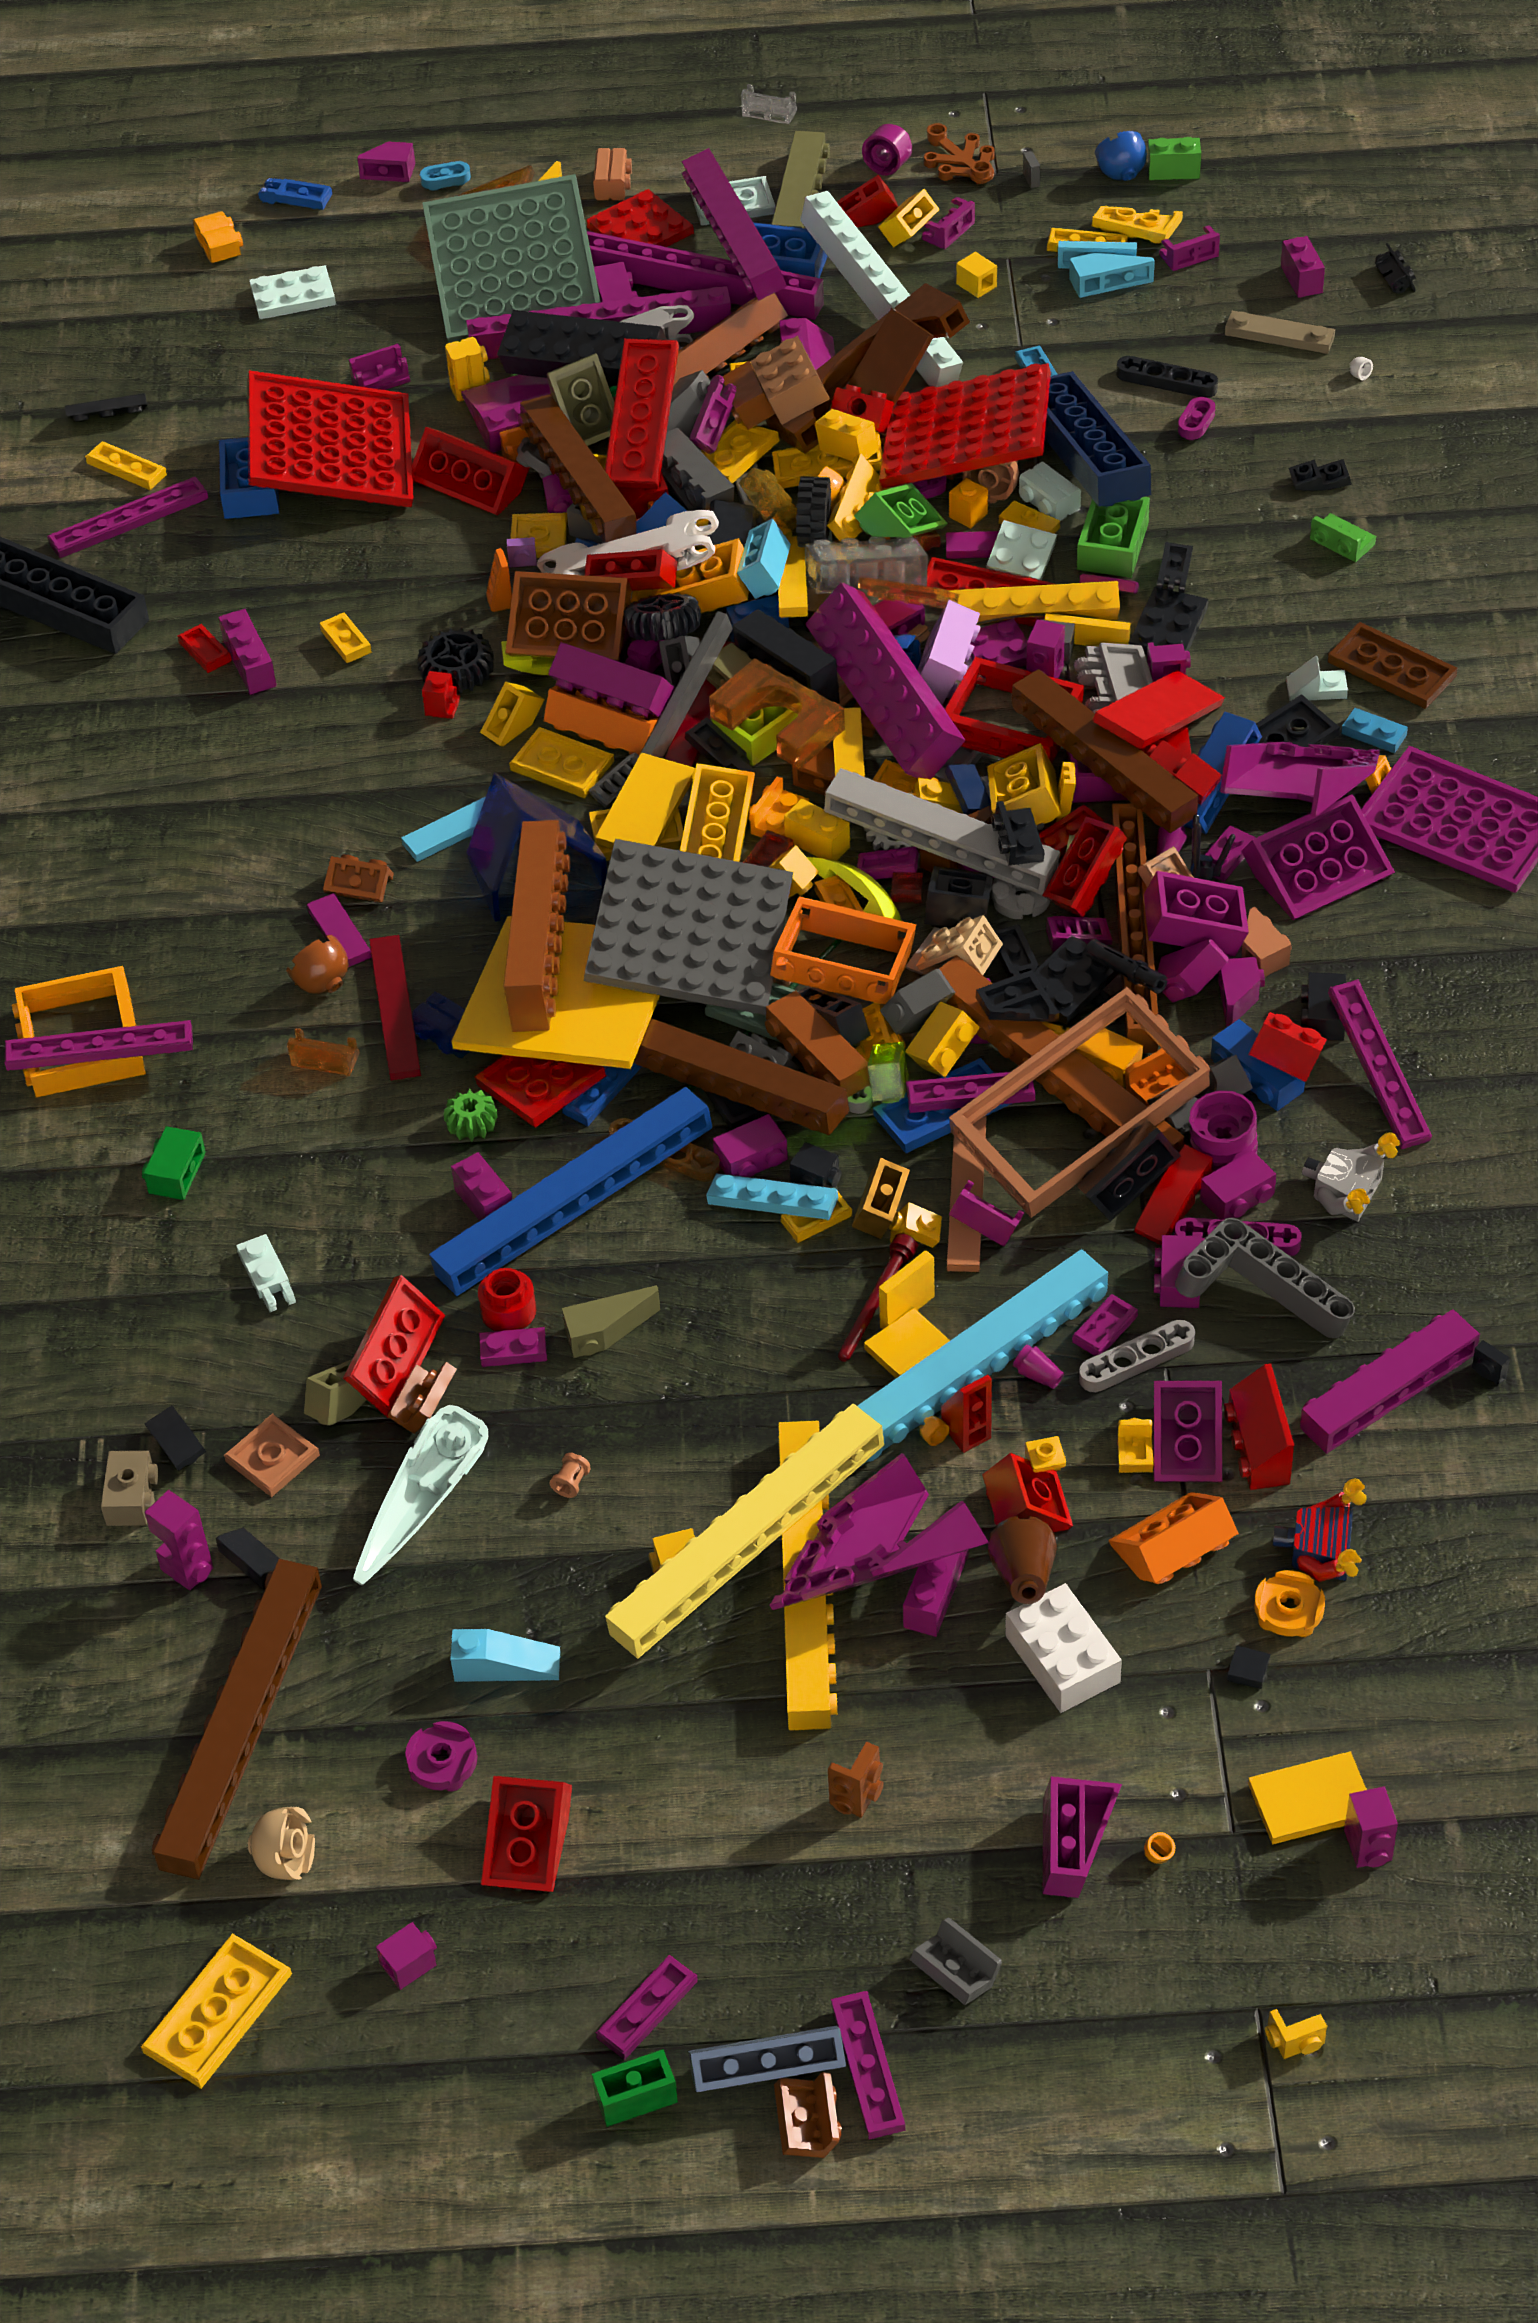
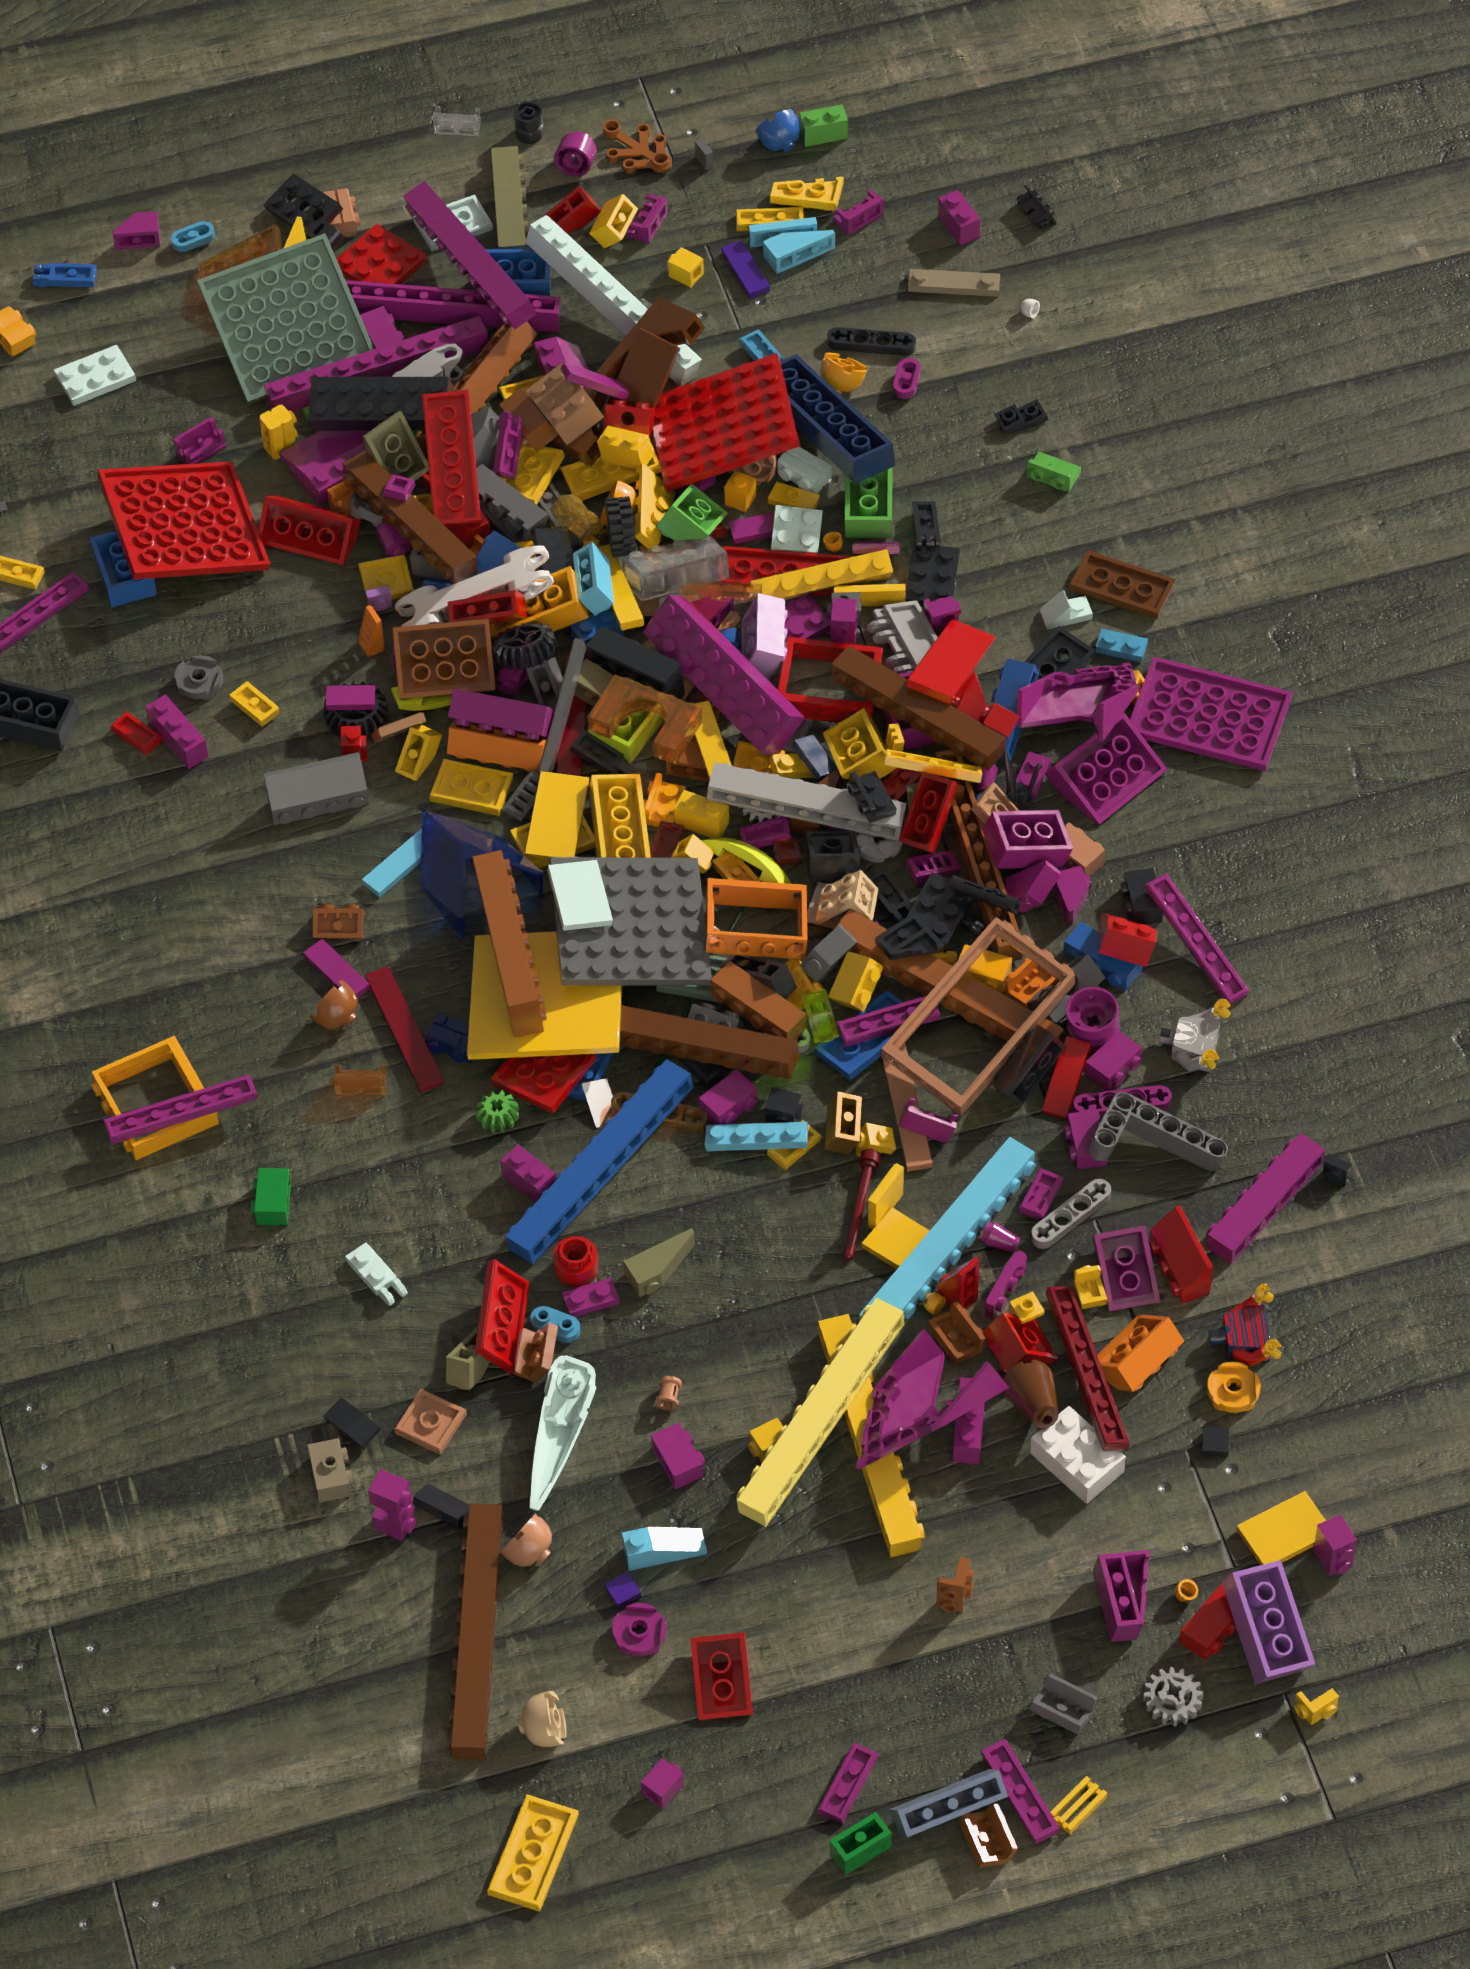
camera: 15 degrees left, 5 degrees up
(280, 605) = (202, 688): none -> dark grey plate
(337, 1621) = (529, 1544): none -> nougat cylinder
(379, 731) = (316, 788): none -> dark grey slope
(438, 1703) = (622, 1590): none -> dark purple tile
(450, 643) = (350, 697): none -> magenta tile
(464, 1364) = (557, 1318): none -> dark azure plate
(490, 683) = (398, 727): none -> medium nougat tile
(556, 1551) = (677, 1455): none -> magenta brick
(572, 433) = (399, 487): none -> magenta tile
(579, 158) = (306, 196): none -> black hinge
(596, 1120) = (598, 1098): none -> white sticker
(634, 883) = (580, 895): none -> light aqua tile
(828, 358) = (594, 381): none -> magenta tile
(846, 114) = (528, 122): none -> black wheel
(950, 1471) = (957, 1333): none -> dark orange bracket
(967, 2081) = (1092, 1789): none -> yellow tile
(1029, 1422) = (1006, 1283): none -> magenta hinge
(1044, 287) = (745, 269): none -> dark purple tile
(1061, 571) = (833, 541): none -> light orange hinge
(1102, 813) = (932, 765): none -> yellow tile
(1103, 1544) = (1087, 1368): none -> dark red tile
(1118, 1973) = (1178, 1687): none -> light grey gear
(1120, 400) = (841, 373): none -> light orange cylinder
(1192, 1891) = (1209, 1626): none -> red brick
(1253, 1908) = (1268, 1622): none -> medium lavender brick

